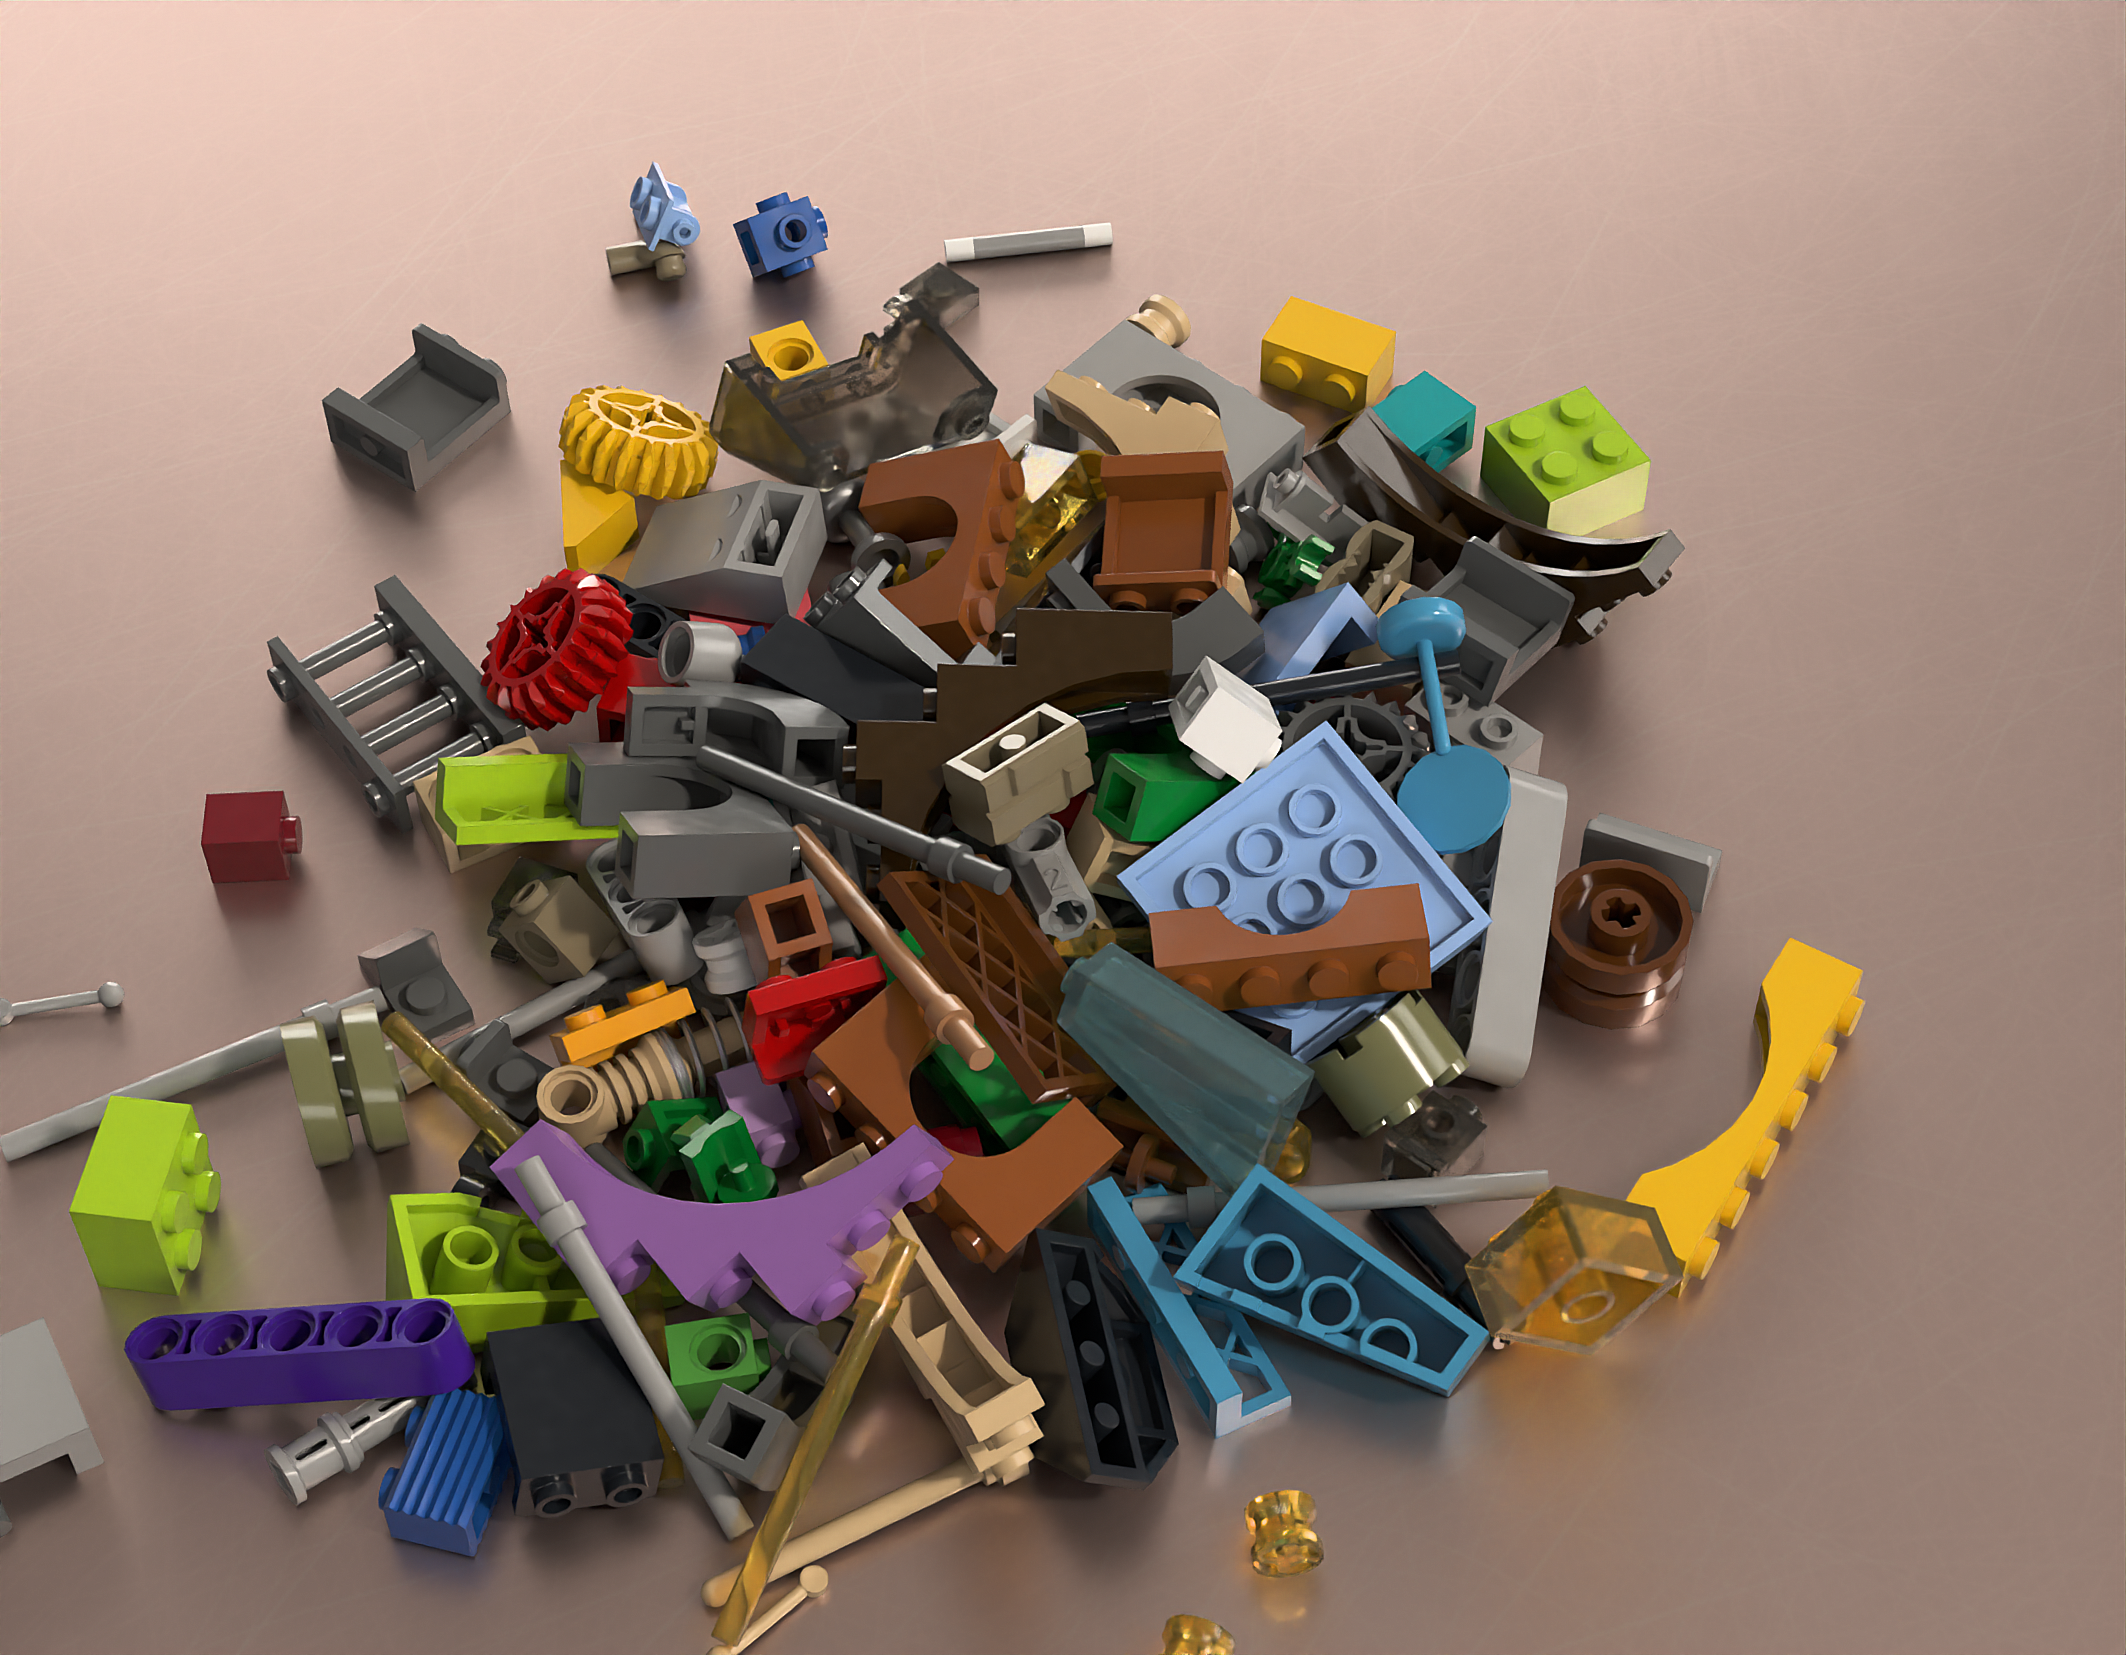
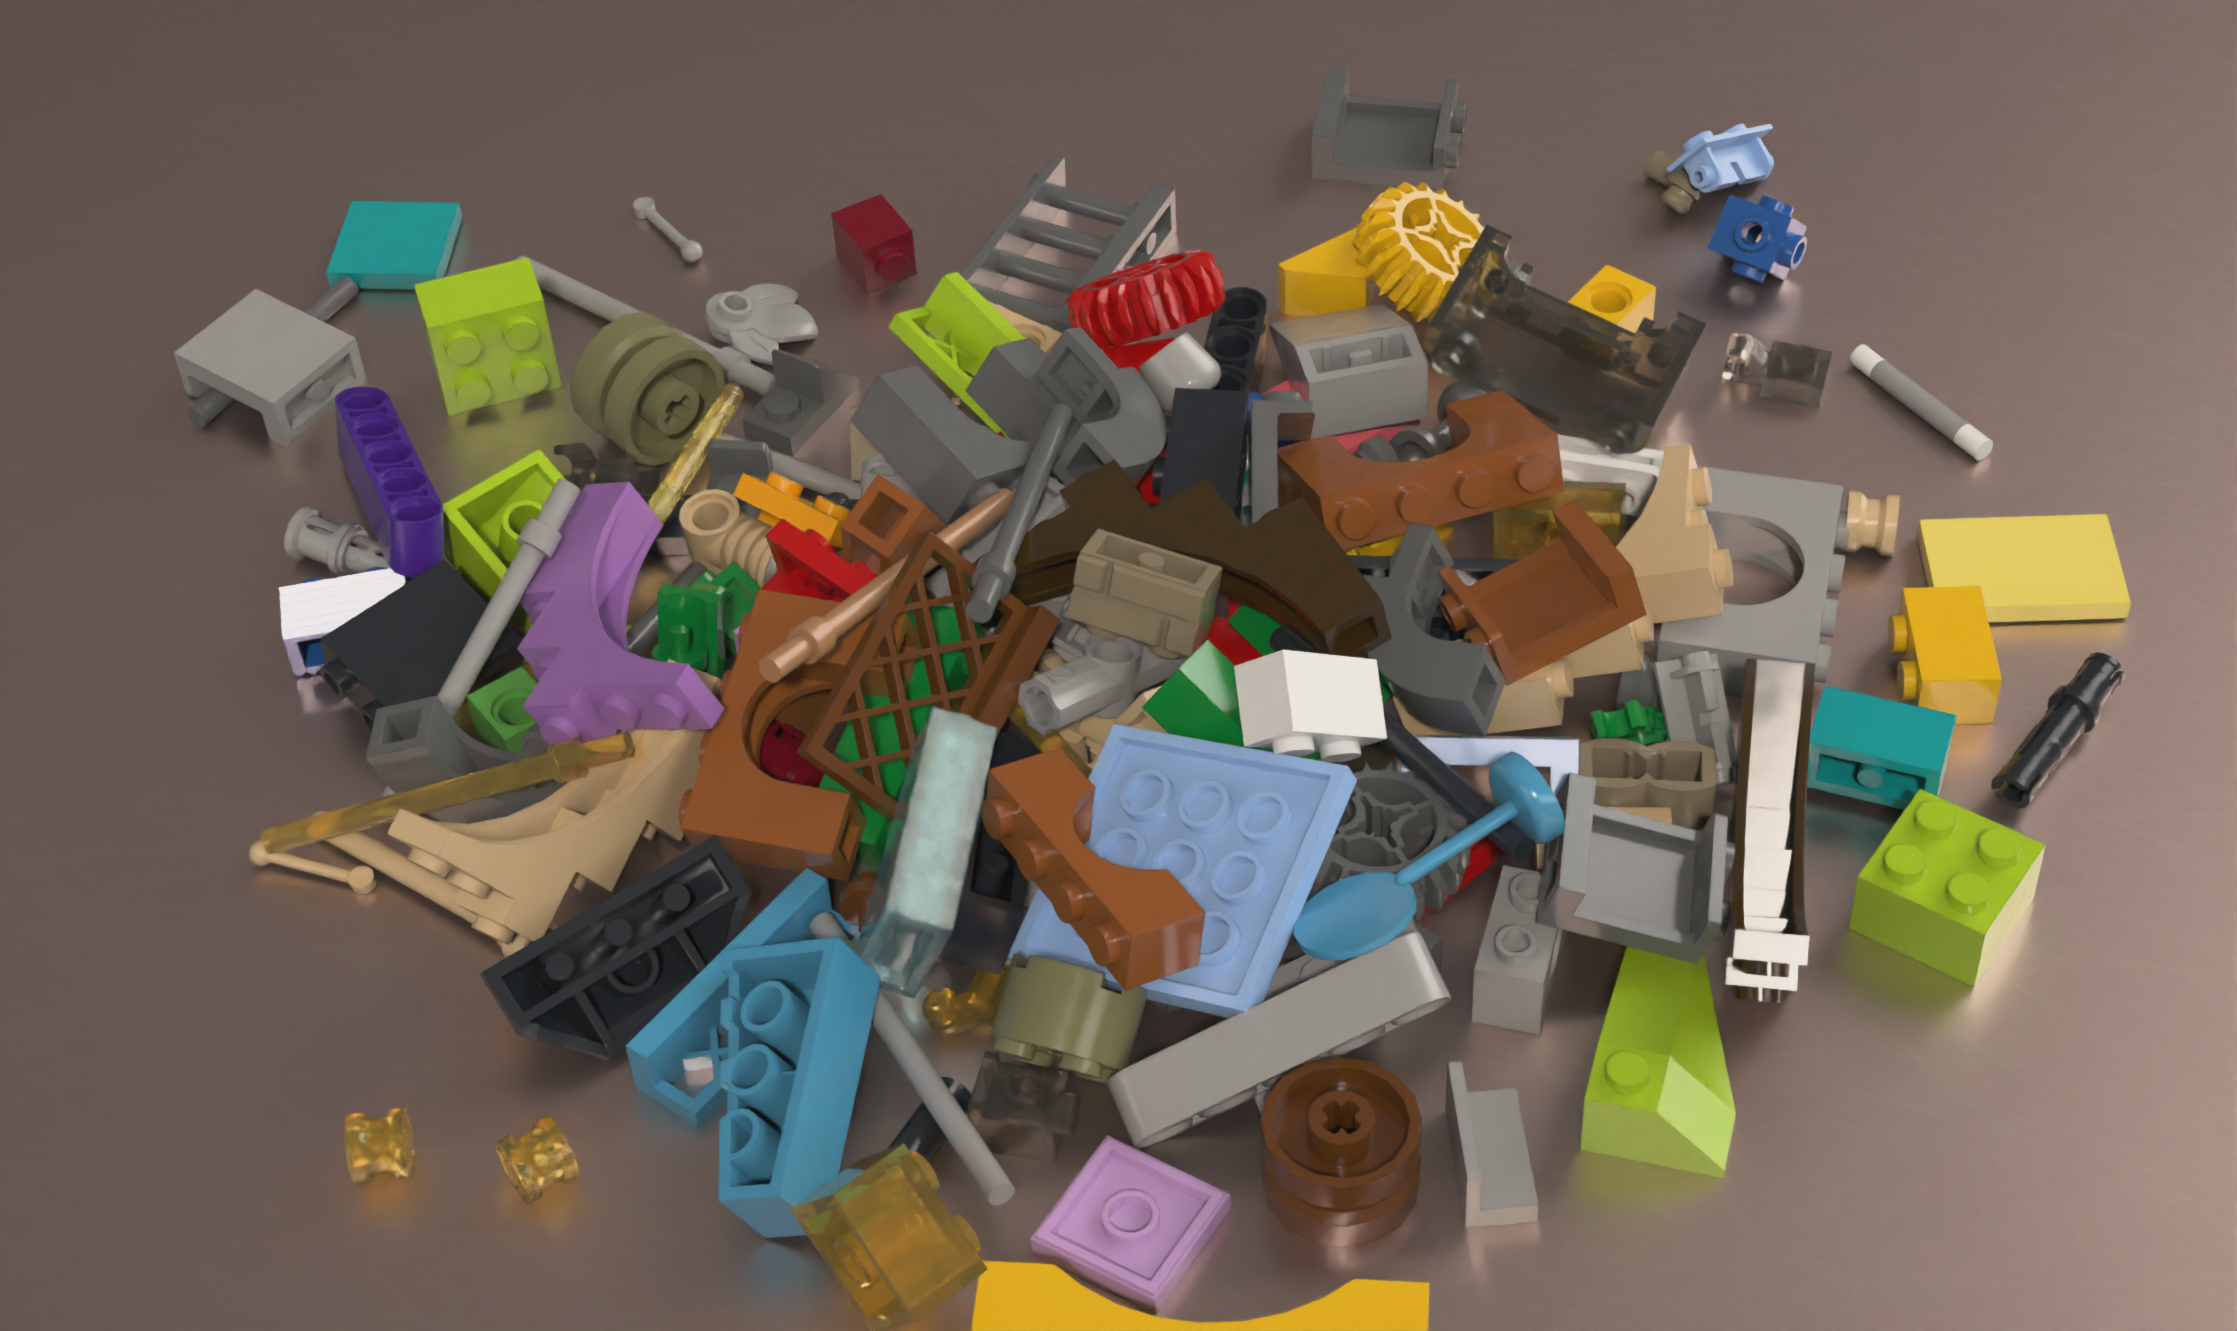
camera: 65 degrees right, 5 degrees down
(271, 974) = (759, 319): none -> light grey plate
(420, 1167) = (609, 468): none -> clear smoke plate
(1253, 271) = (2029, 565): none -> light yellow tile
(1409, 295) = (2069, 714): none -> black pin
(1586, 1122) = (1131, 1224): none -> lavender tile
(1622, 724) = (1660, 1070): none -> lime wedge

